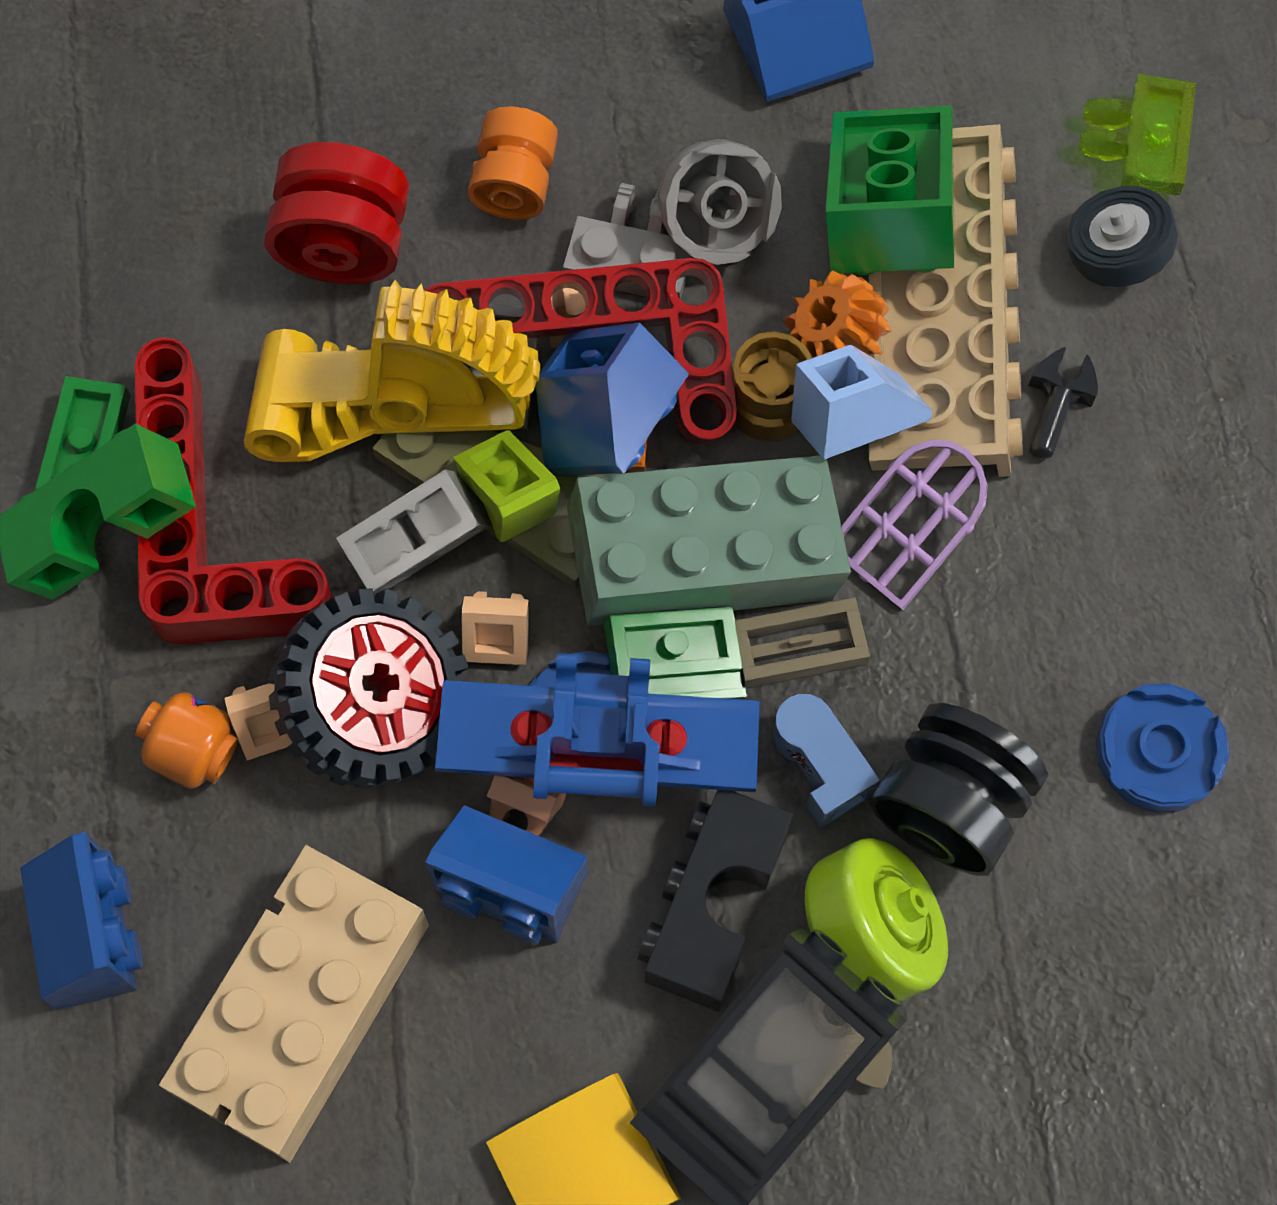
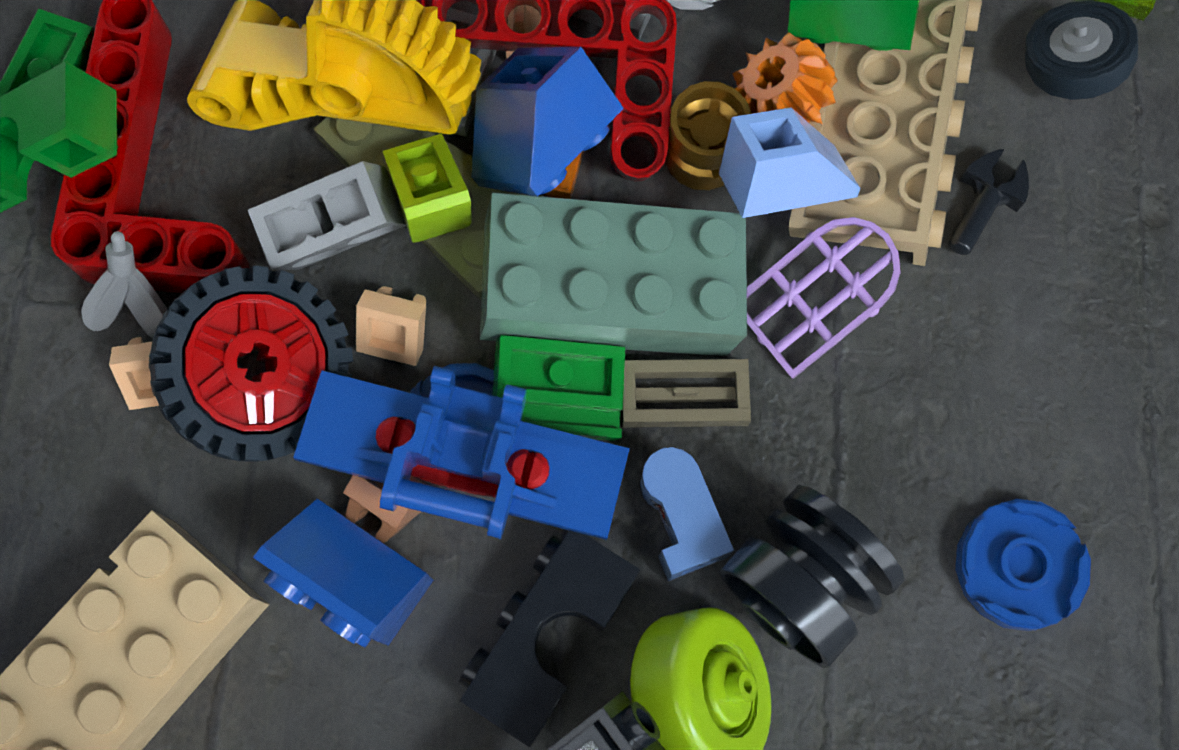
camera: 10 degrees right, 5 degrees up
(186, 740) = (69, 381): orange head -> none
(221, 635) = (122, 285): none -> light grey piece

